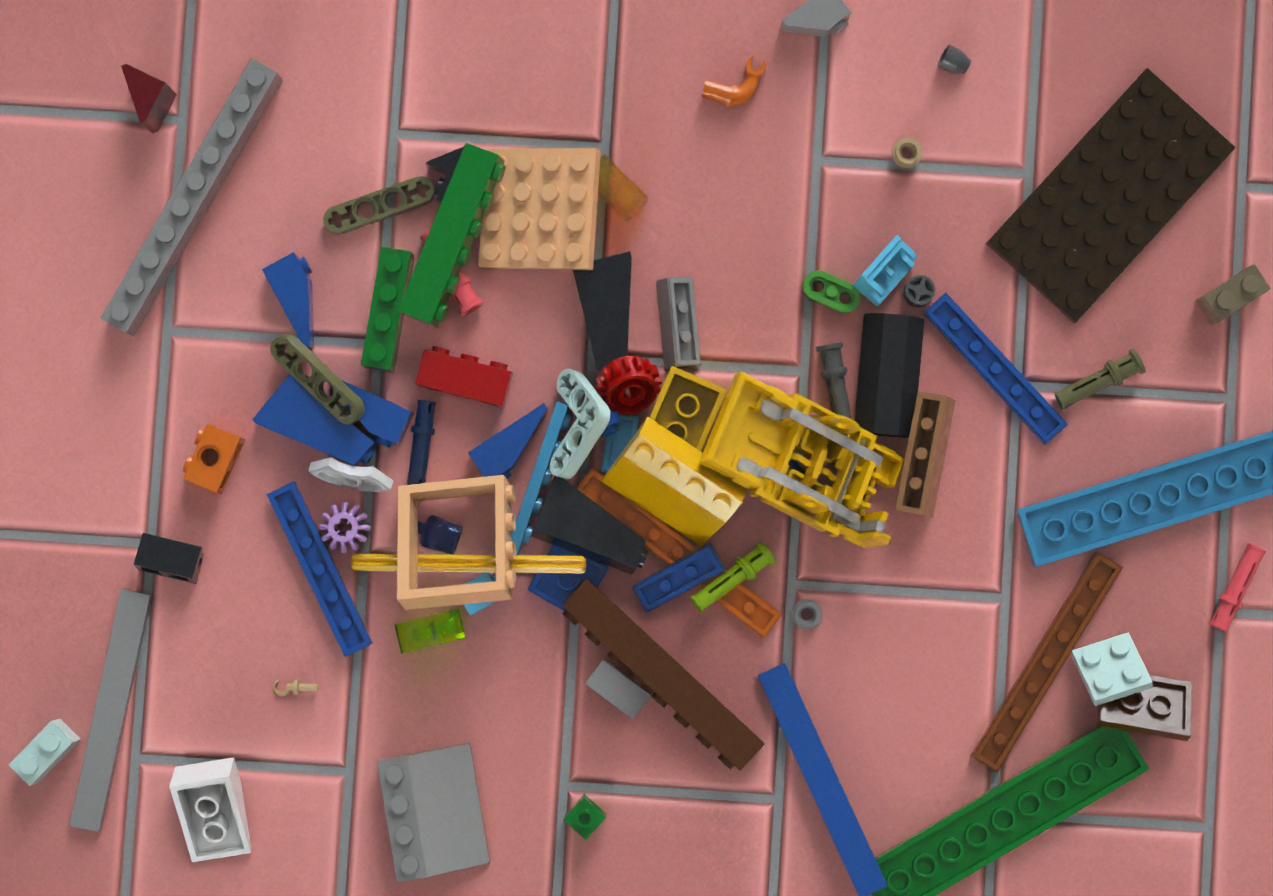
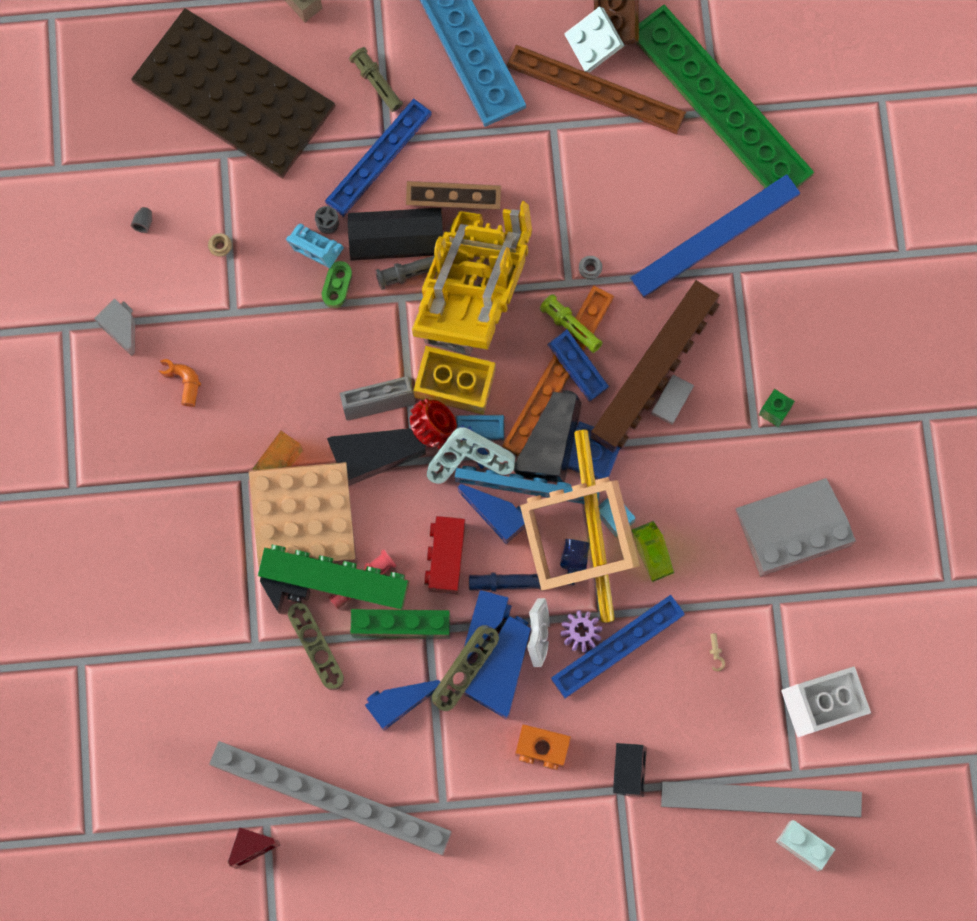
camera: 100 degrees left, 10 degrees down
(670, 483) = (505, 374): yellow slope -> none

